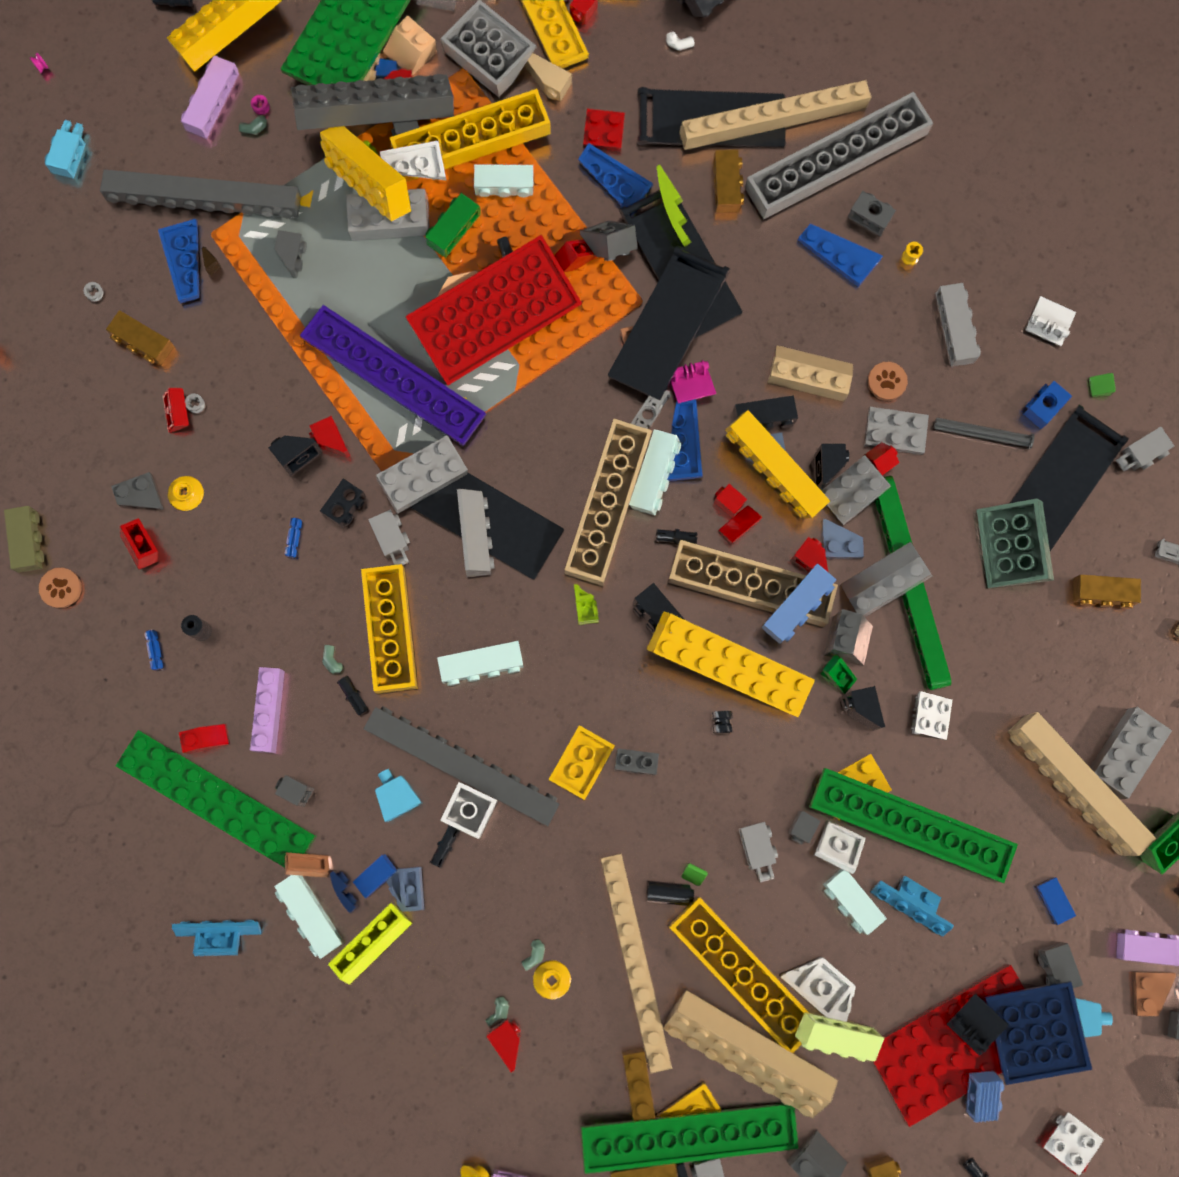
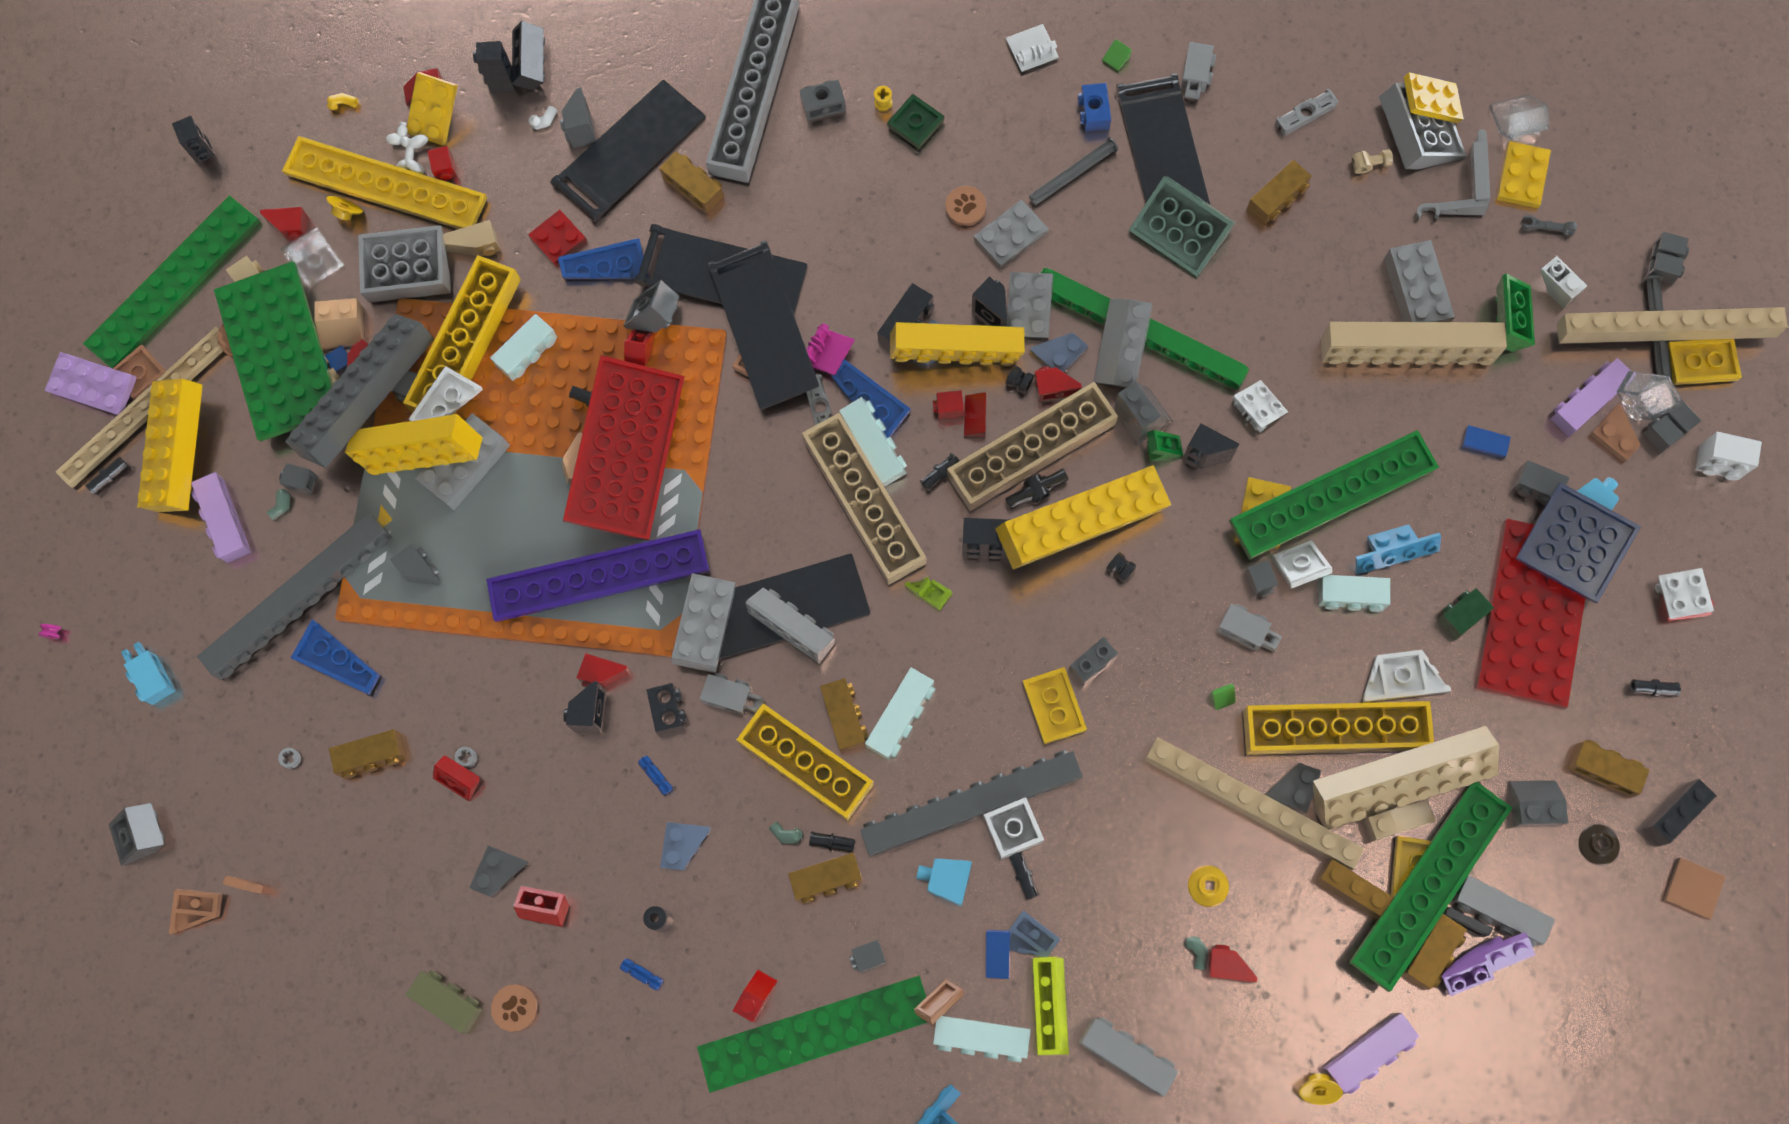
camera: 35 degrees left, 5 degrees down
(191, 499) = (540, 839): yellow piece -> none
(210, 262) = (360, 638): dark brown slope -> none
(262, 597) = (681, 844): none -> sand blue wing
(265, 106) = (269, 478): dark pink bush -> none
(267, 710) = (780, 922): lavender brick -> none
(280, 120) = (297, 479): none -> dark grey brick
(323, 714) = (825, 878): none -> pearl gold brick
(340, 884) = (979, 989): dark blue slope -> none
(381, 1027) = (1129, 1057): none -> light grey brick
(445, 625) = (844, 714): none -> pearl gold brick
(452, 225) = (521, 419): green brick -> none
(536, 955) = (1178, 878): sand green arm -> none
(669, 893) = (1221, 729): black brick -> none
(671, 199) = (667, 234): lime slope -> none
(674, 981) = (1296, 788): none -> dark grey wing
(697, 65) = (577, 121): none -> dark grey slope
(716, 1075) = (1398, 820): none -> tan slope
(725, 613) = (1036, 488): none -> black pin
(774, 114) = (674, 101): tan brick -> none
(793, 531) = (1019, 379): none -> black wheel
(799, 603) = (1083, 423): medium blue brick -> none
(811, 373) = (906, 256): tan slope -> none
(839, 1037) = (1452, 695): yellowish green brick -> none
(841, 254) = (834, 150): blue wing -> none
(883, 457) = (1023, 260): red brick -> none
(911, 995) = (1466, 613): none -> dark green brick
(917, 290) = (915, 121): none -> dark green plate
(957, 324) = (971, 115): light grey brick -> none
(977, 1024) = (1532, 582): black hinge -> none
(984, 1096) = (1592, 627): medium blue brick -> none

